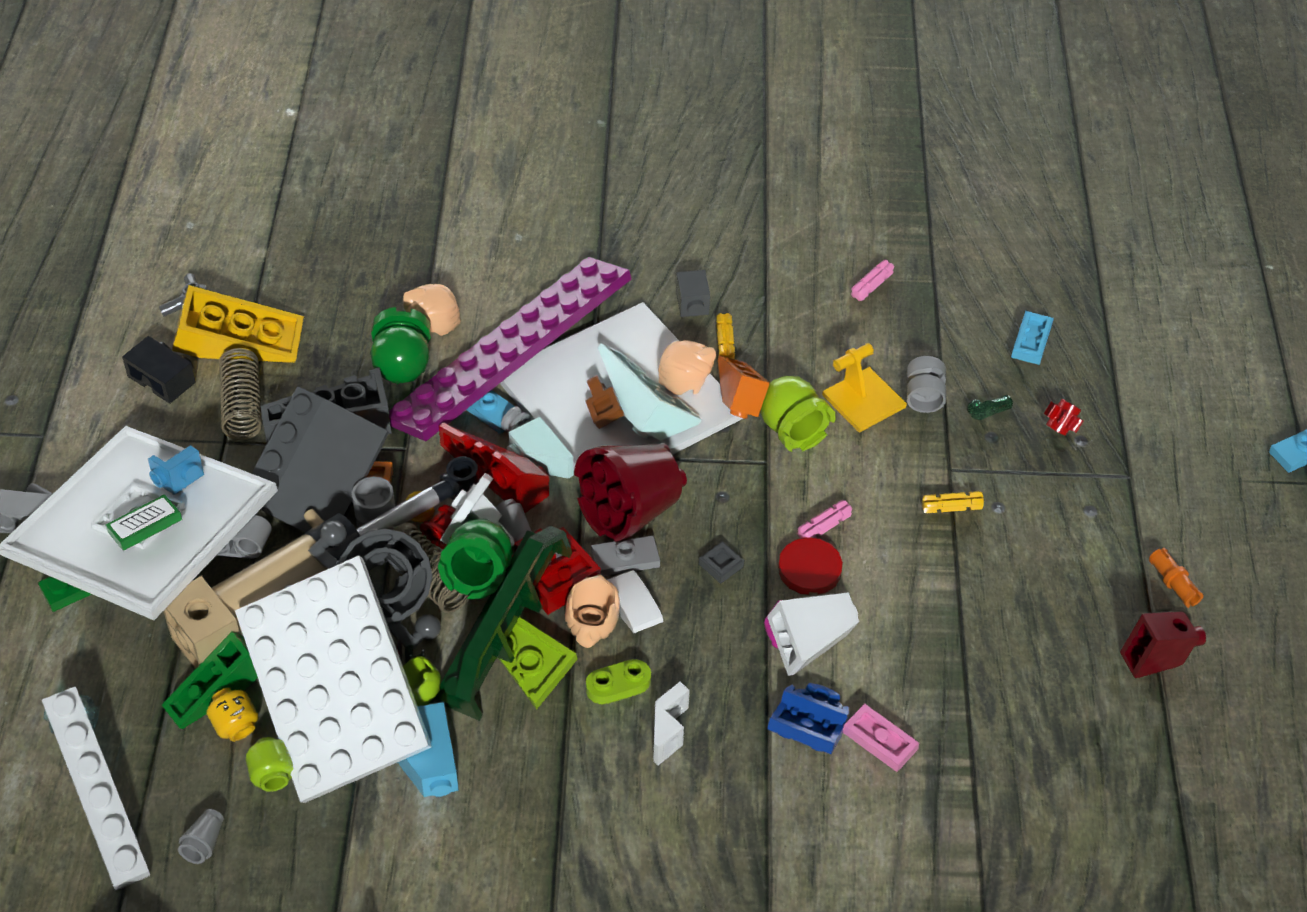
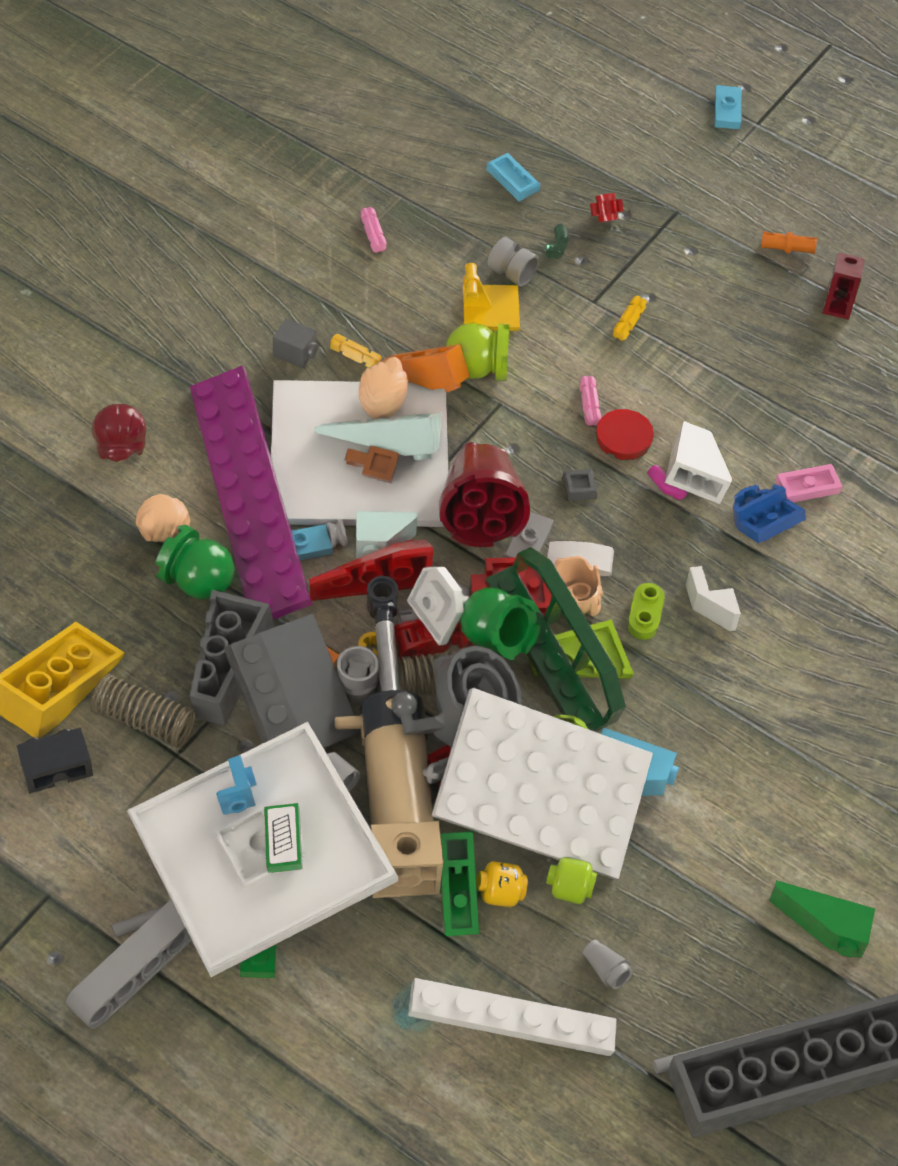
camera: 60 degrees left, 5 degrees up
(496, 237) = (119, 432): none -> dark red hair

